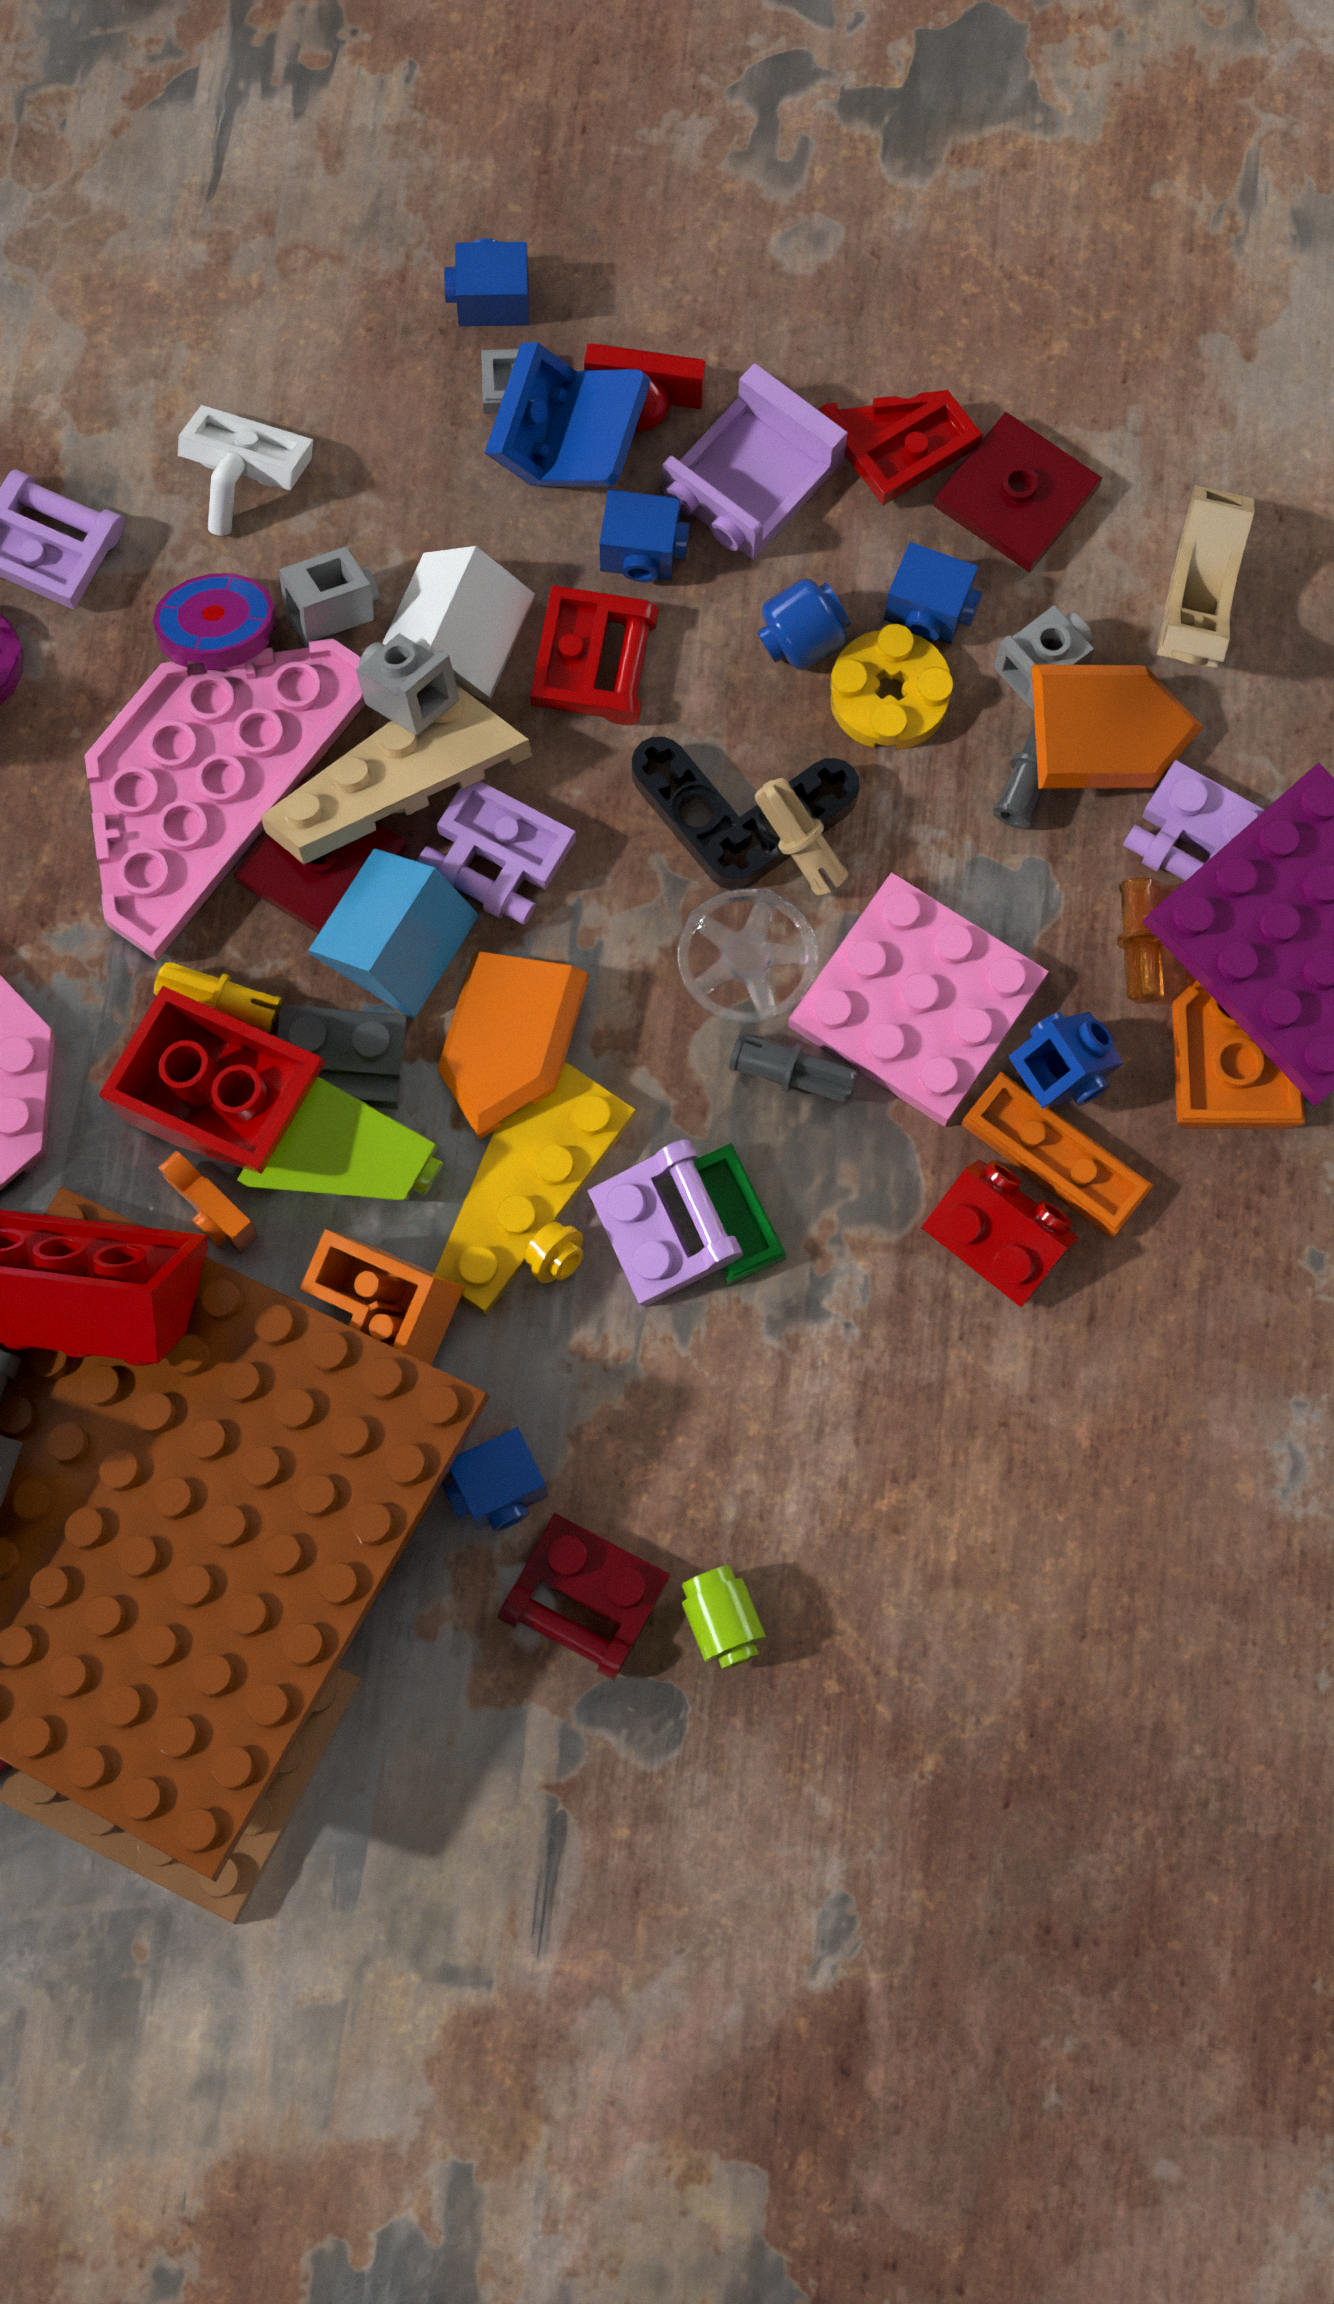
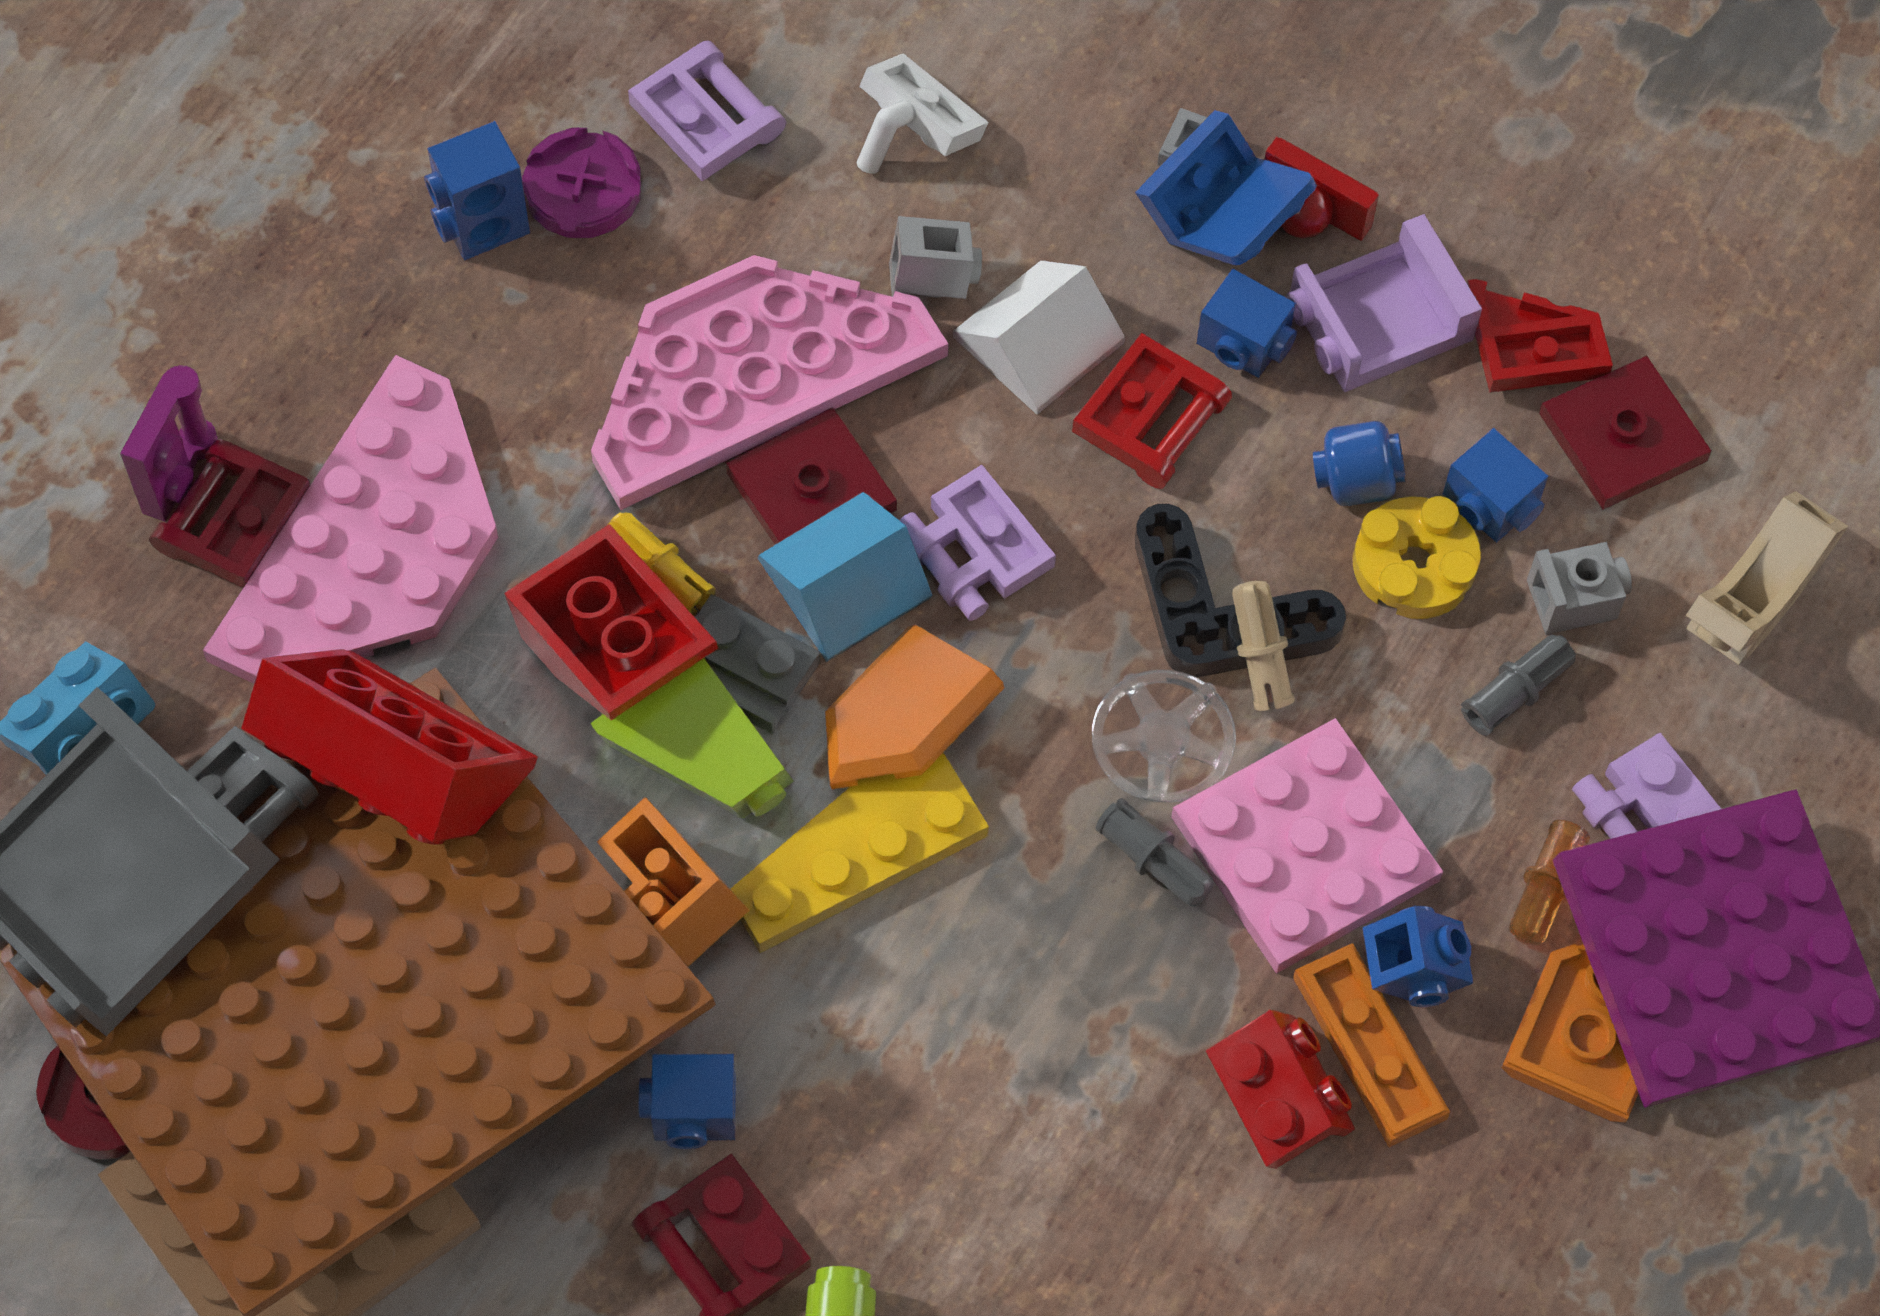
camera: 25 degrees right, 10 degrees down
(215, 621) = (820, 239): magenta tile -> none
(216, 1213) = (559, 751): orange plate -> none
(392, 775) = (953, 425): tan wing -> none
(395, 674) = (960, 342): light grey brick -> none
(489, 283) = (1216, 53): blue brick -> none
(555, 1252) = (849, 919): yellow plate -> none
(646, 1231) = (944, 939): lavender plate -> none
(739, 1213) = (1031, 961): green tile -> none
(1106, 726) = (1605, 673): orange tile -> none

